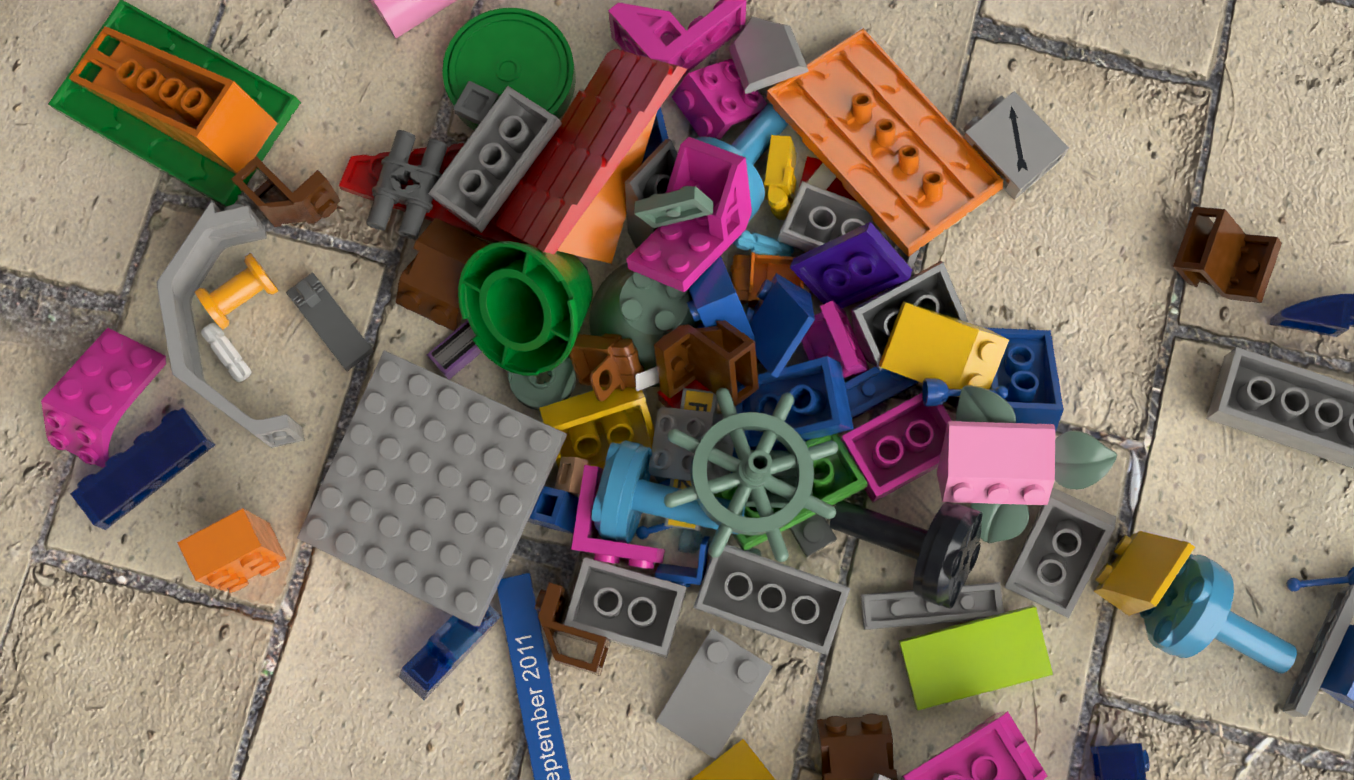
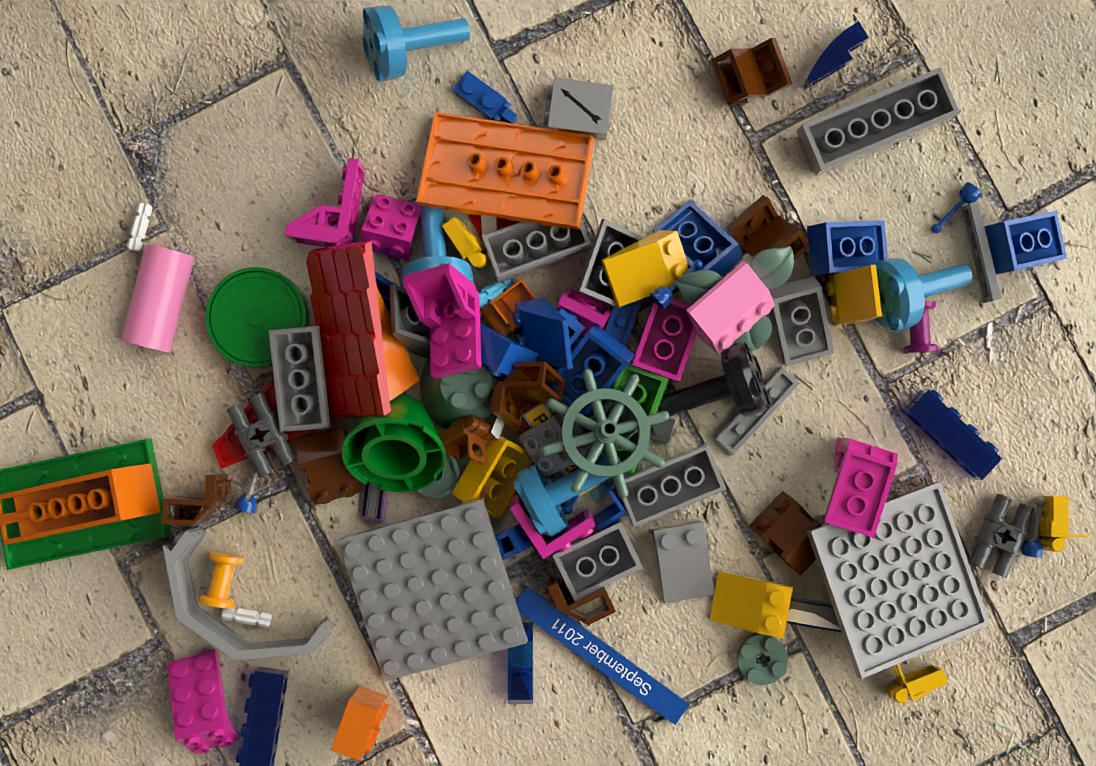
camera: 45 degrees left, 10 degrees up
(329, 321) = (288, 548): dark grey hinge -> none
(333, 241) = (247, 501): none -> blue hinge
(475, 102) = (257, 354): dark grey plate -> none
(570, 474) = (503, 516): light nougat plate -> none
(673, 207) = (426, 329): sand green plate -> none
(766, 54) = (394, 177): light grey tile -> none
(812, 344) = (574, 327): none -> blue bracket
(851, 267) = (555, 265): dark purple plate -> none
(924, 57) = (484, 98): none -> blue hinge
(975, 657) = (803, 418): lime tile -> none
(1107, 417) = (764, 229): none -> reddish brown piece
(1177, 508) = (845, 245): none -> blue slope
(1183, 675) = (920, 334): none -> magenta piece

